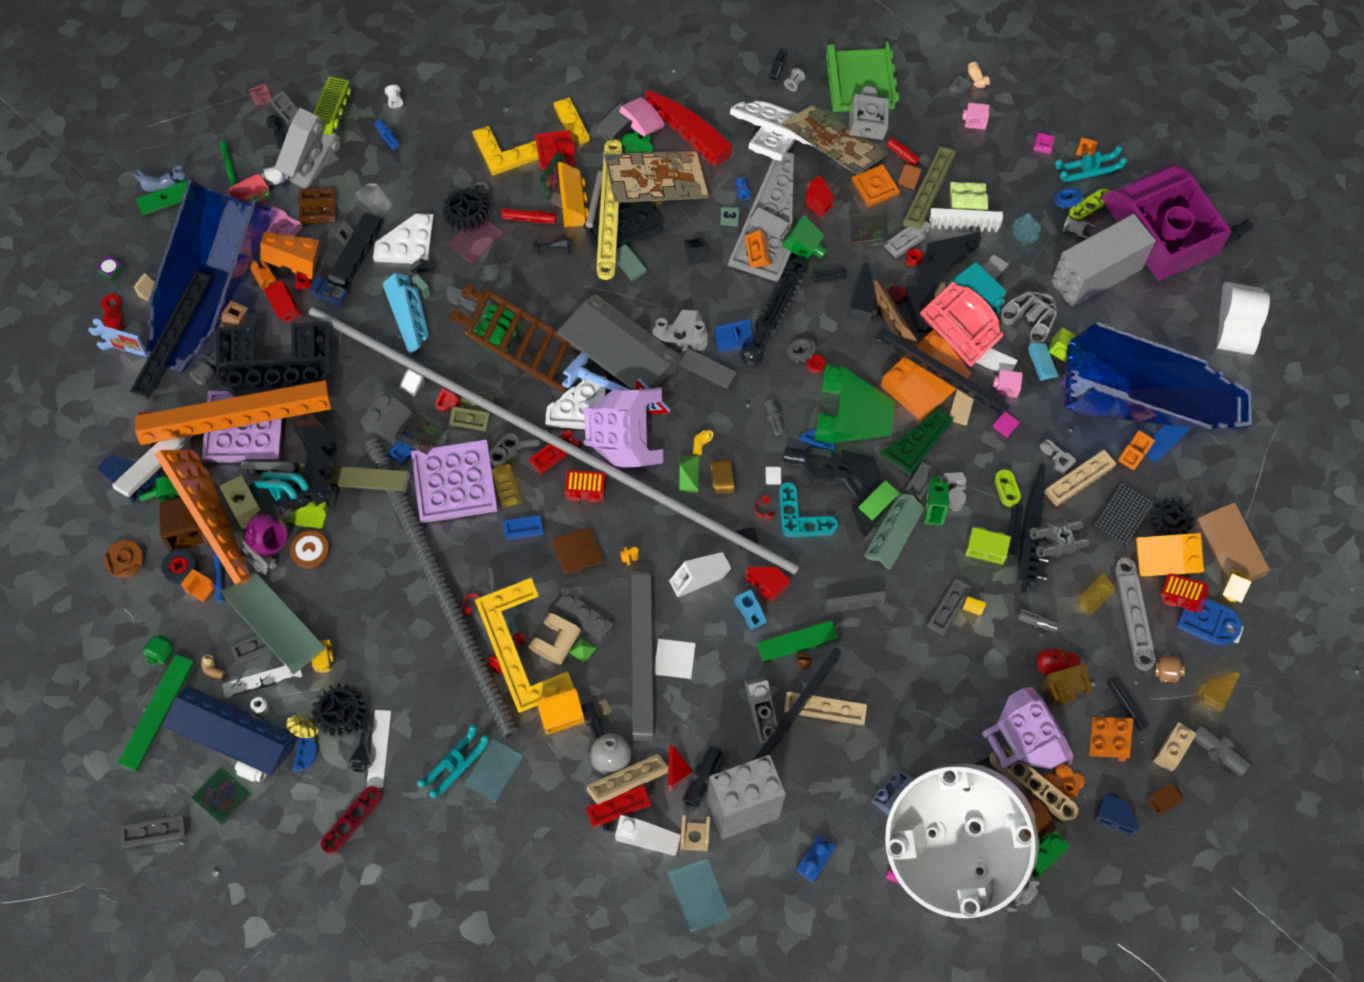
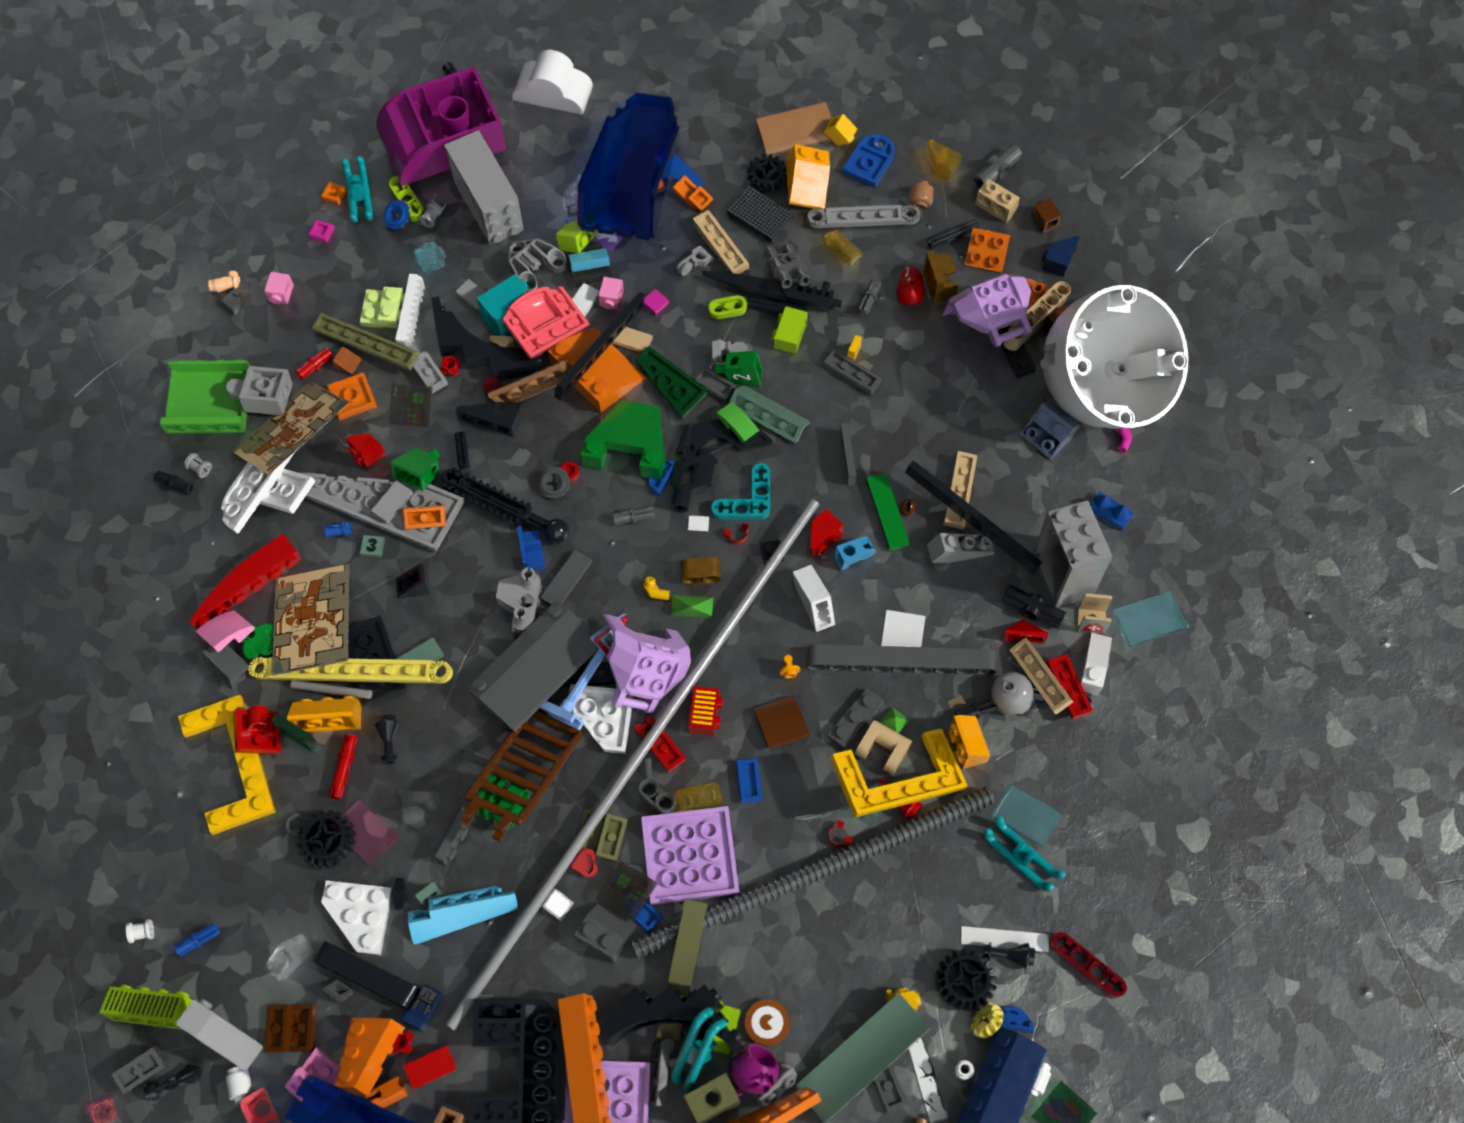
camera: 85 degrees left, 0 degrees up
(1184, 593) = (847, 171): red brick -> none

